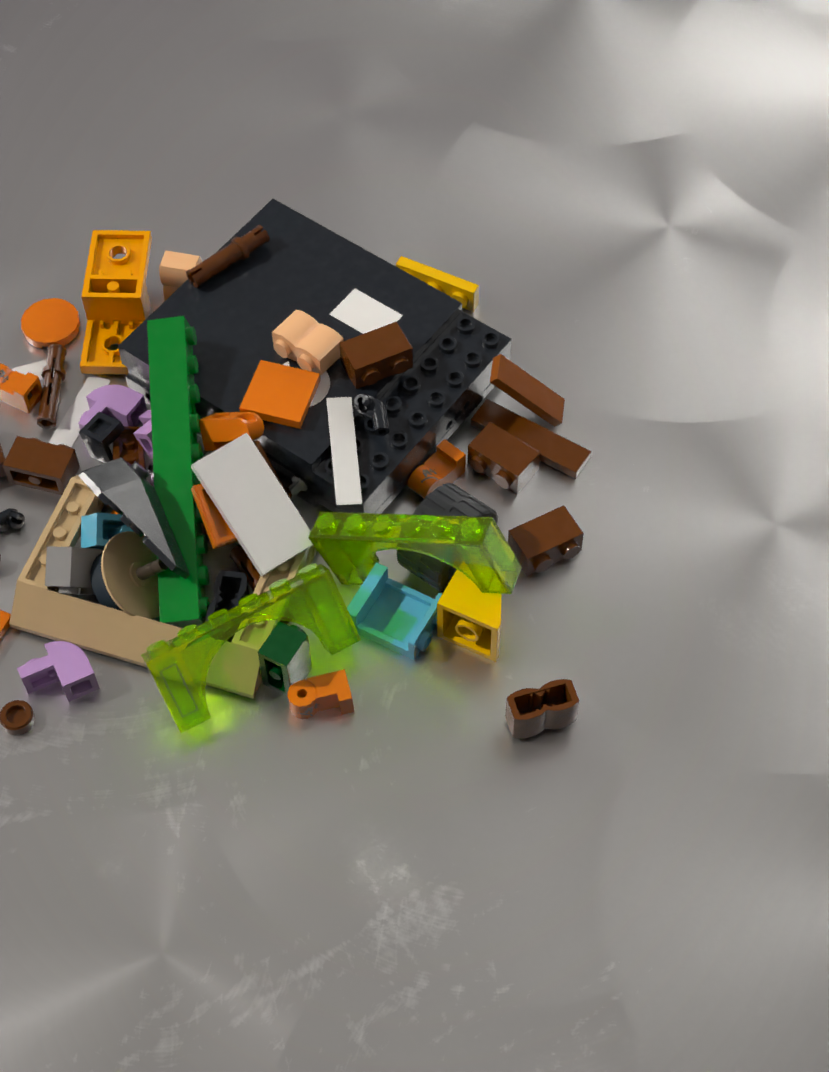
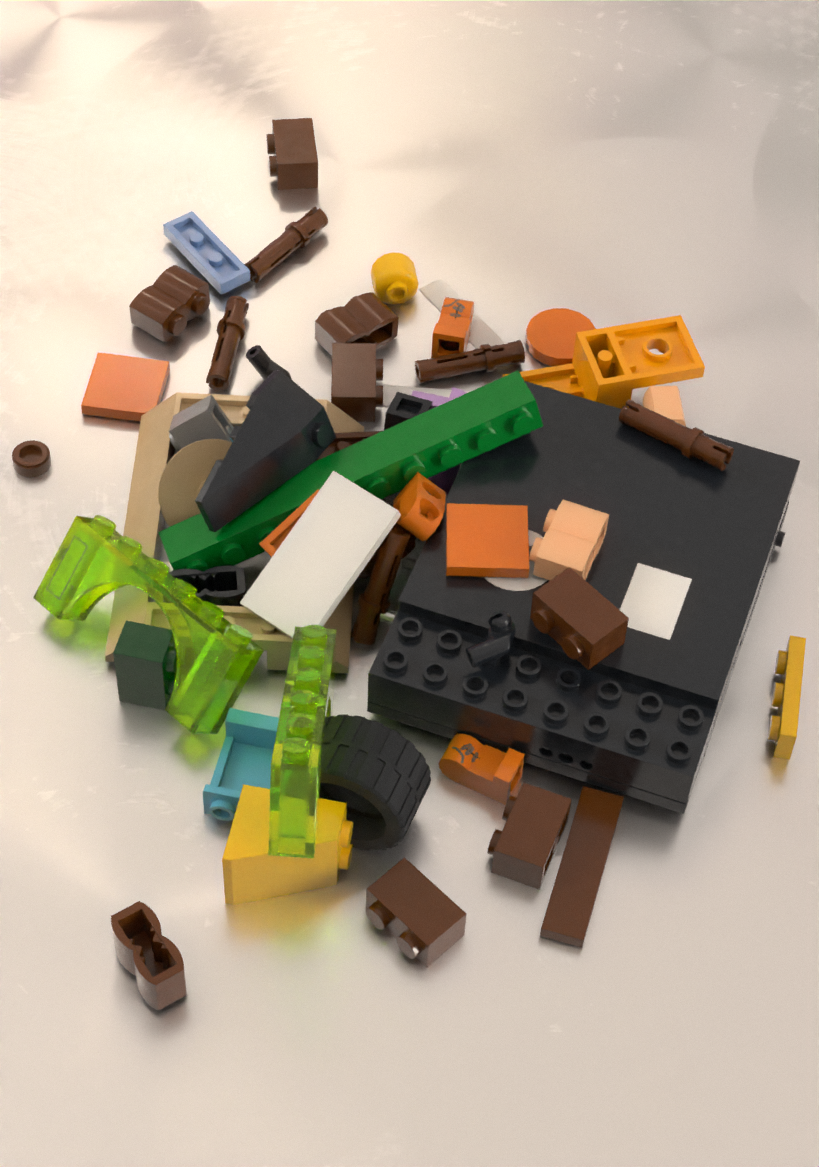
camera: 70 degrees right, 5 degrees down
(63, 664) = (95, 475): lavender brick -> none
(320, 694) = (128, 730): orange leg -> none
(344, 451) = (428, 628): white sticker -> none
(527, 390) = (636, 829): dark orange tile -> none

